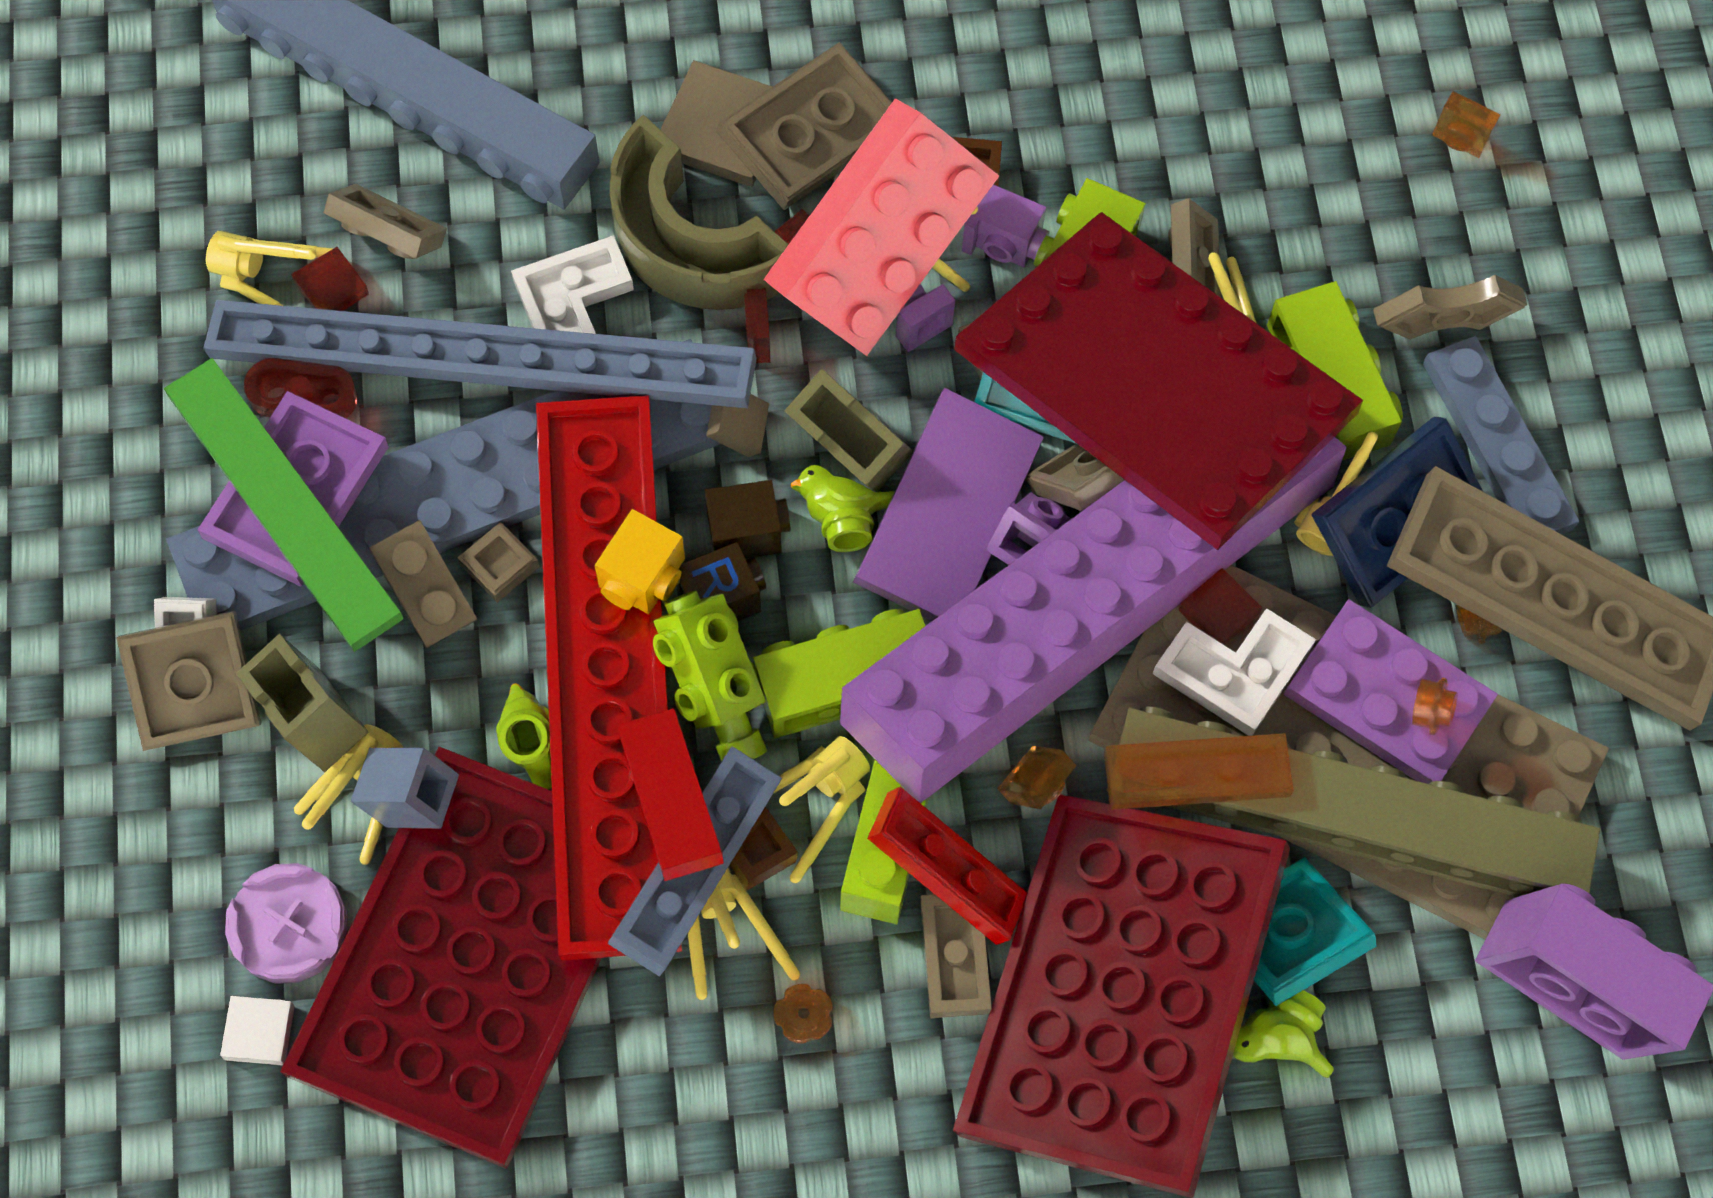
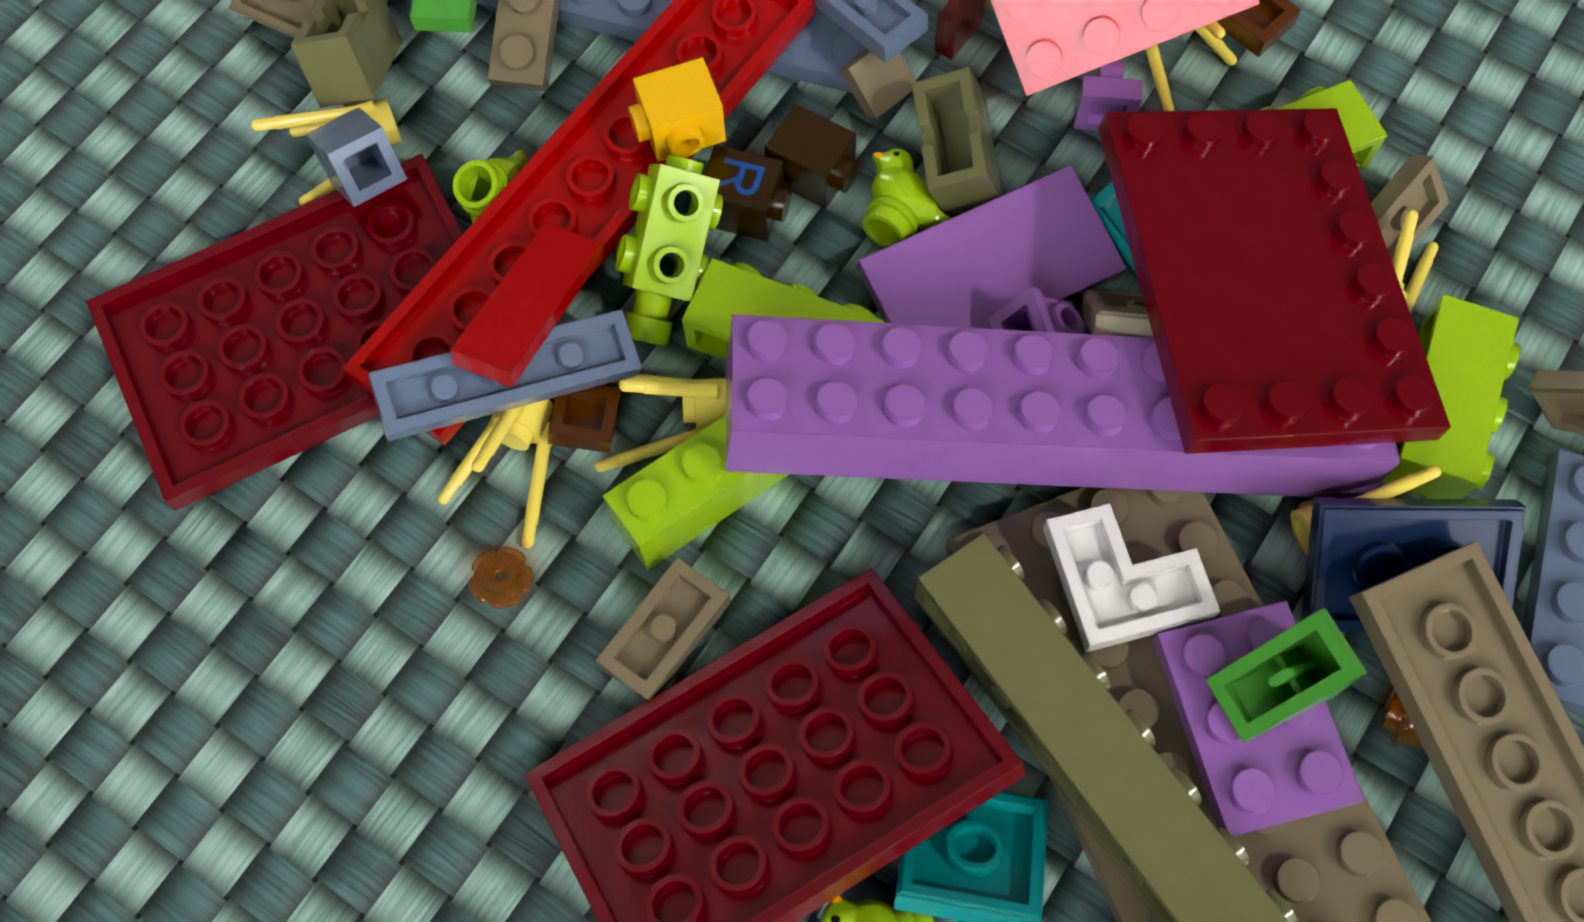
camera: 45 degrees right, 0 degrees up
(257, 1030) = (109, 260): white tile -> none
(286, 923) = (203, 201): lavender tile -> none
(498, 562) = (596, 54): dark tan tile -> none
(947, 865) = (710, 545): red tile -> none
(1006, 227) = (1241, 73): medium lavender brick -> none
(1037, 777) = (865, 541): clear orange plate -> none
(1198, 771) = (996, 636): clear orange tile -> none
(1220, 607) = (1155, 519): clear red tile -> none
(1396, 651) = (1286, 676): none -> bright green slope
(1434, 705) = (1282, 756): clear orange plate -> none

